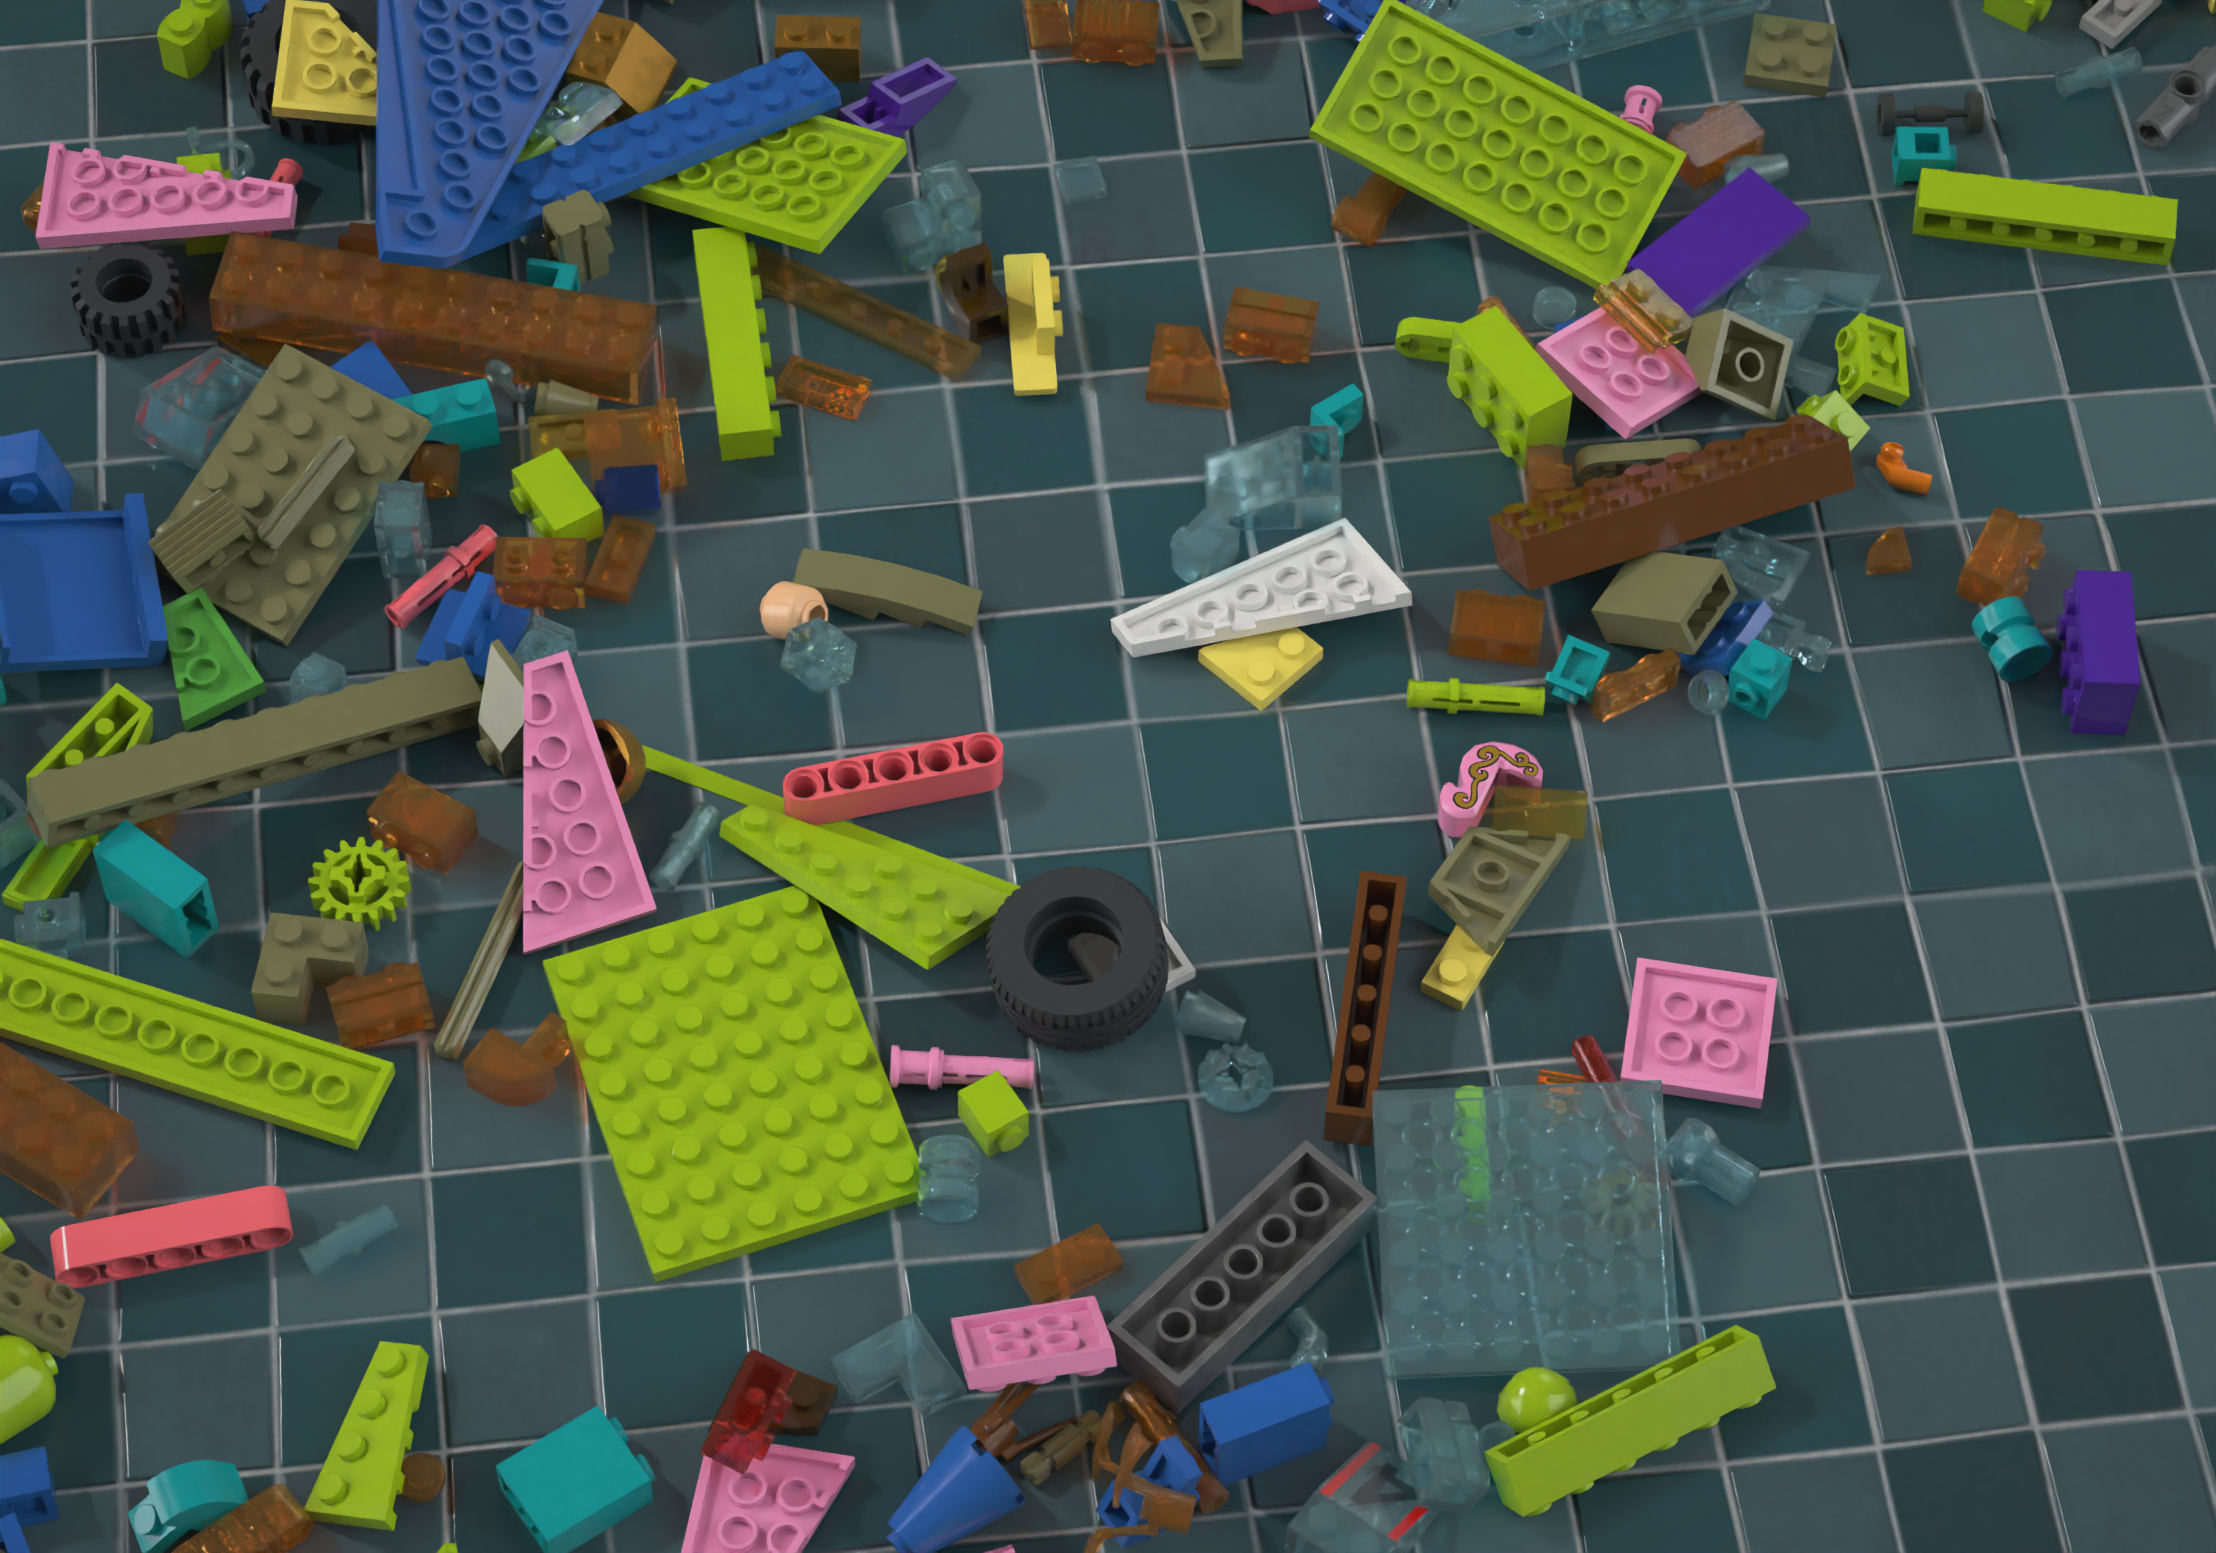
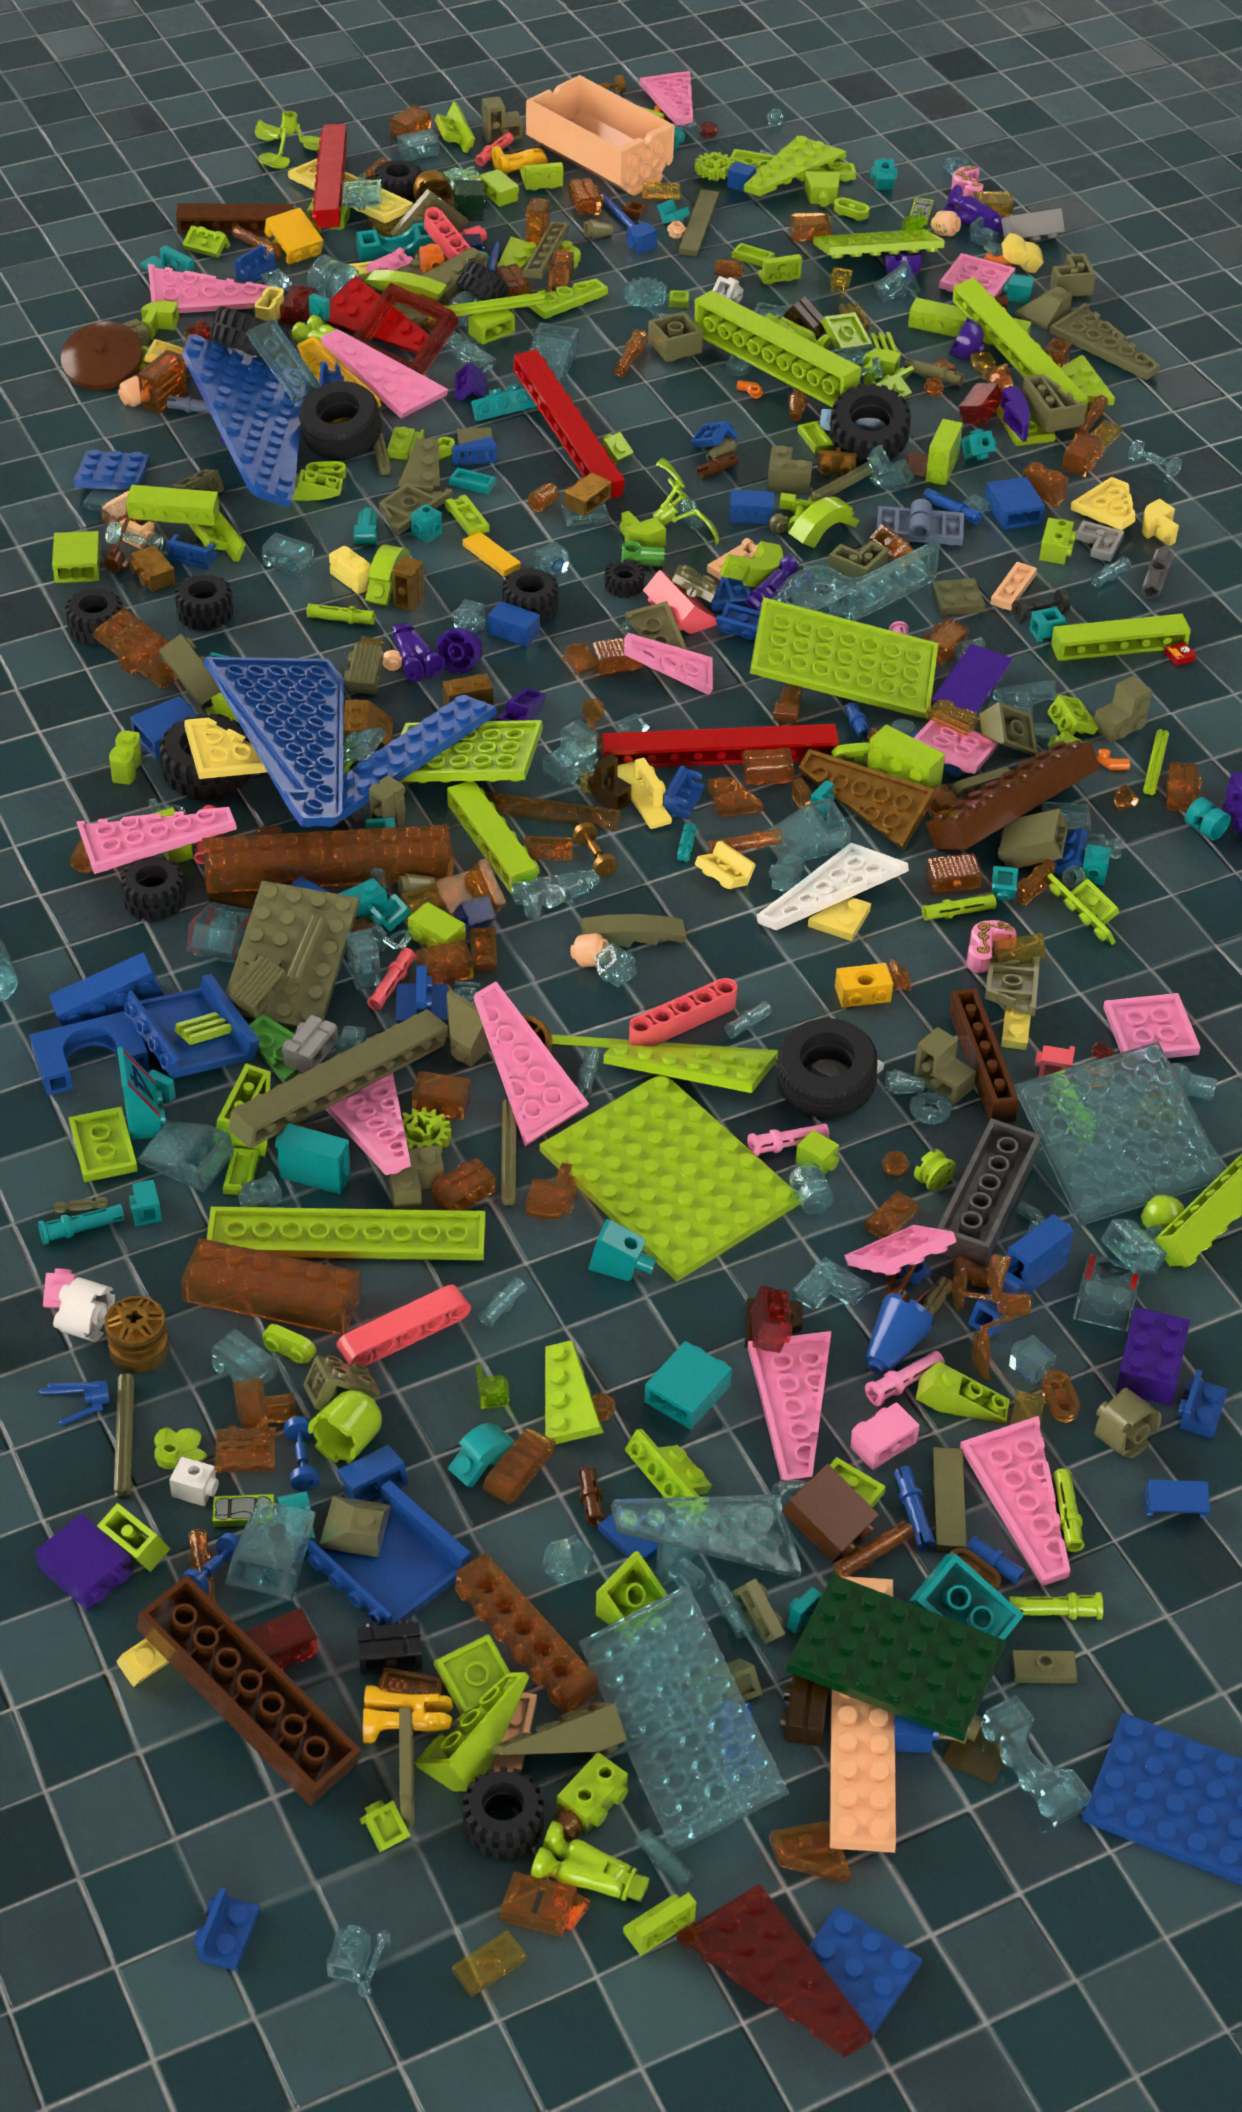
camera: 20 degrees left, 10 degrees down
(85, 586) = (202, 1028): none -> lime tile
(242, 672) = (309, 1044): none -> light grey brick
(259, 1392) = (492, 1390): none -> clear neon green panel
(279, 852) = (375, 1124): none -> bright pink wing
(458, 508) = (380, 936): none -> clear light blue piece
(494, 449) = (390, 913): none -> teal bracket
(571, 1208) = (620, 1253): none -> teal torso
(790, 476) = (552, 890): none -> clear light blue piece
(893, 379) = (604, 864): none -> pearl gold wheel
(1001, 820) = (748, 1019): none -> clear light blue pin
(1020, 133) = (592, 711): none -> clear orange wheel
(1050, 1396) = (918, 1274): none -> blue plate
(1063, 439) = (686, 842): none -> teal axle
(1100, 340) = (683, 793): none -> blue hinge
(1102, 509) = (726, 866): none -> light yellow bracket
(1120, 1170) = (895, 1163): none -> clear orange plate
(1174, 470) = (749, 841): none -> clear orange pin
(1175, 1206) = (935, 1170): none -> lime wheel
(1204, 259) = (717, 745): none -> red brick
(1205, 74) = (678, 663): none -> bright pink wing
(1213, 792) = (863, 985): none -> yellow brick
(1280, 1011) = (941, 1069): none -> olive brick
(1303, 394) = (800, 792): none -> clear orange tile
(1304, 804) = (899, 975): none -> clear orange slope
(1434, 440) = (879, 799): none -> pearl gold wing
(1479, 269) = (857, 720): none -> blue pin
(1490, 1054) = (1054, 1059): none -> coral brick
(1709, 755) = (1090, 903): none -> lime bracket
(1901, 58) = (1013, 585): none -> light nougat plate
(1969, 381) = (1126, 712): none -> olive brick
(1982, 493) = (1156, 762): none -> lime axle
(2144, 277) = (1180, 653): none -> red tile

